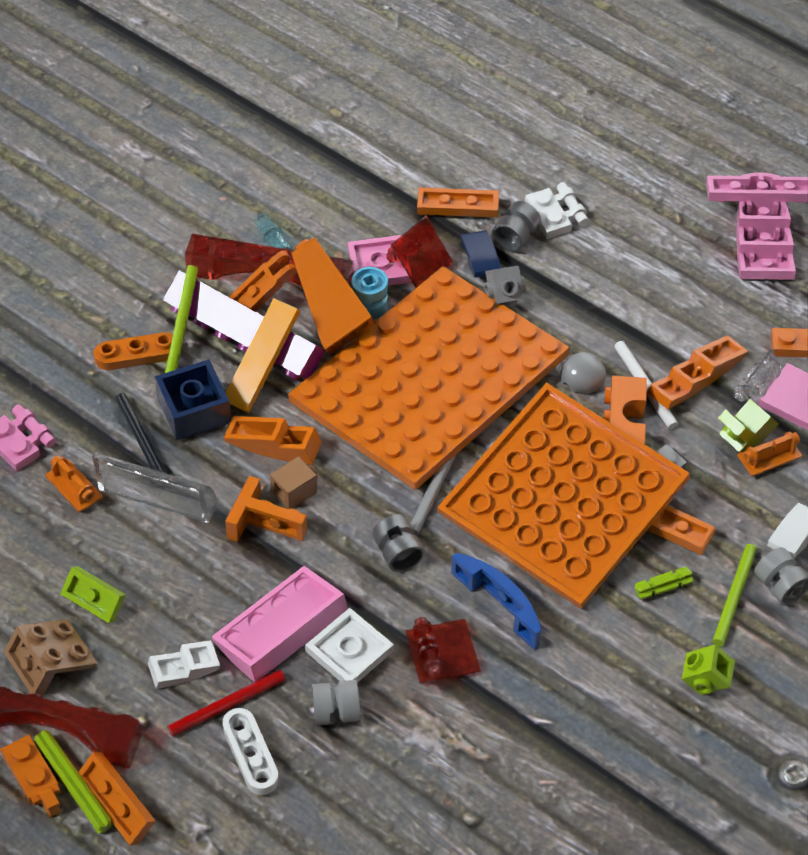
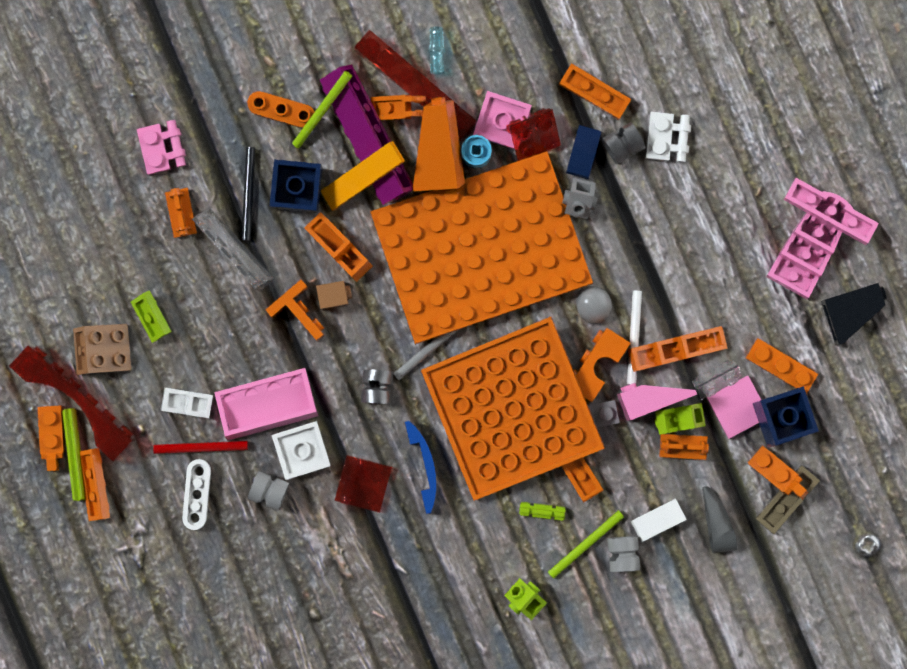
camera: 30 degrees right, 35 degrees up
(694, 418) = (645, 399): none -> bright pink slope

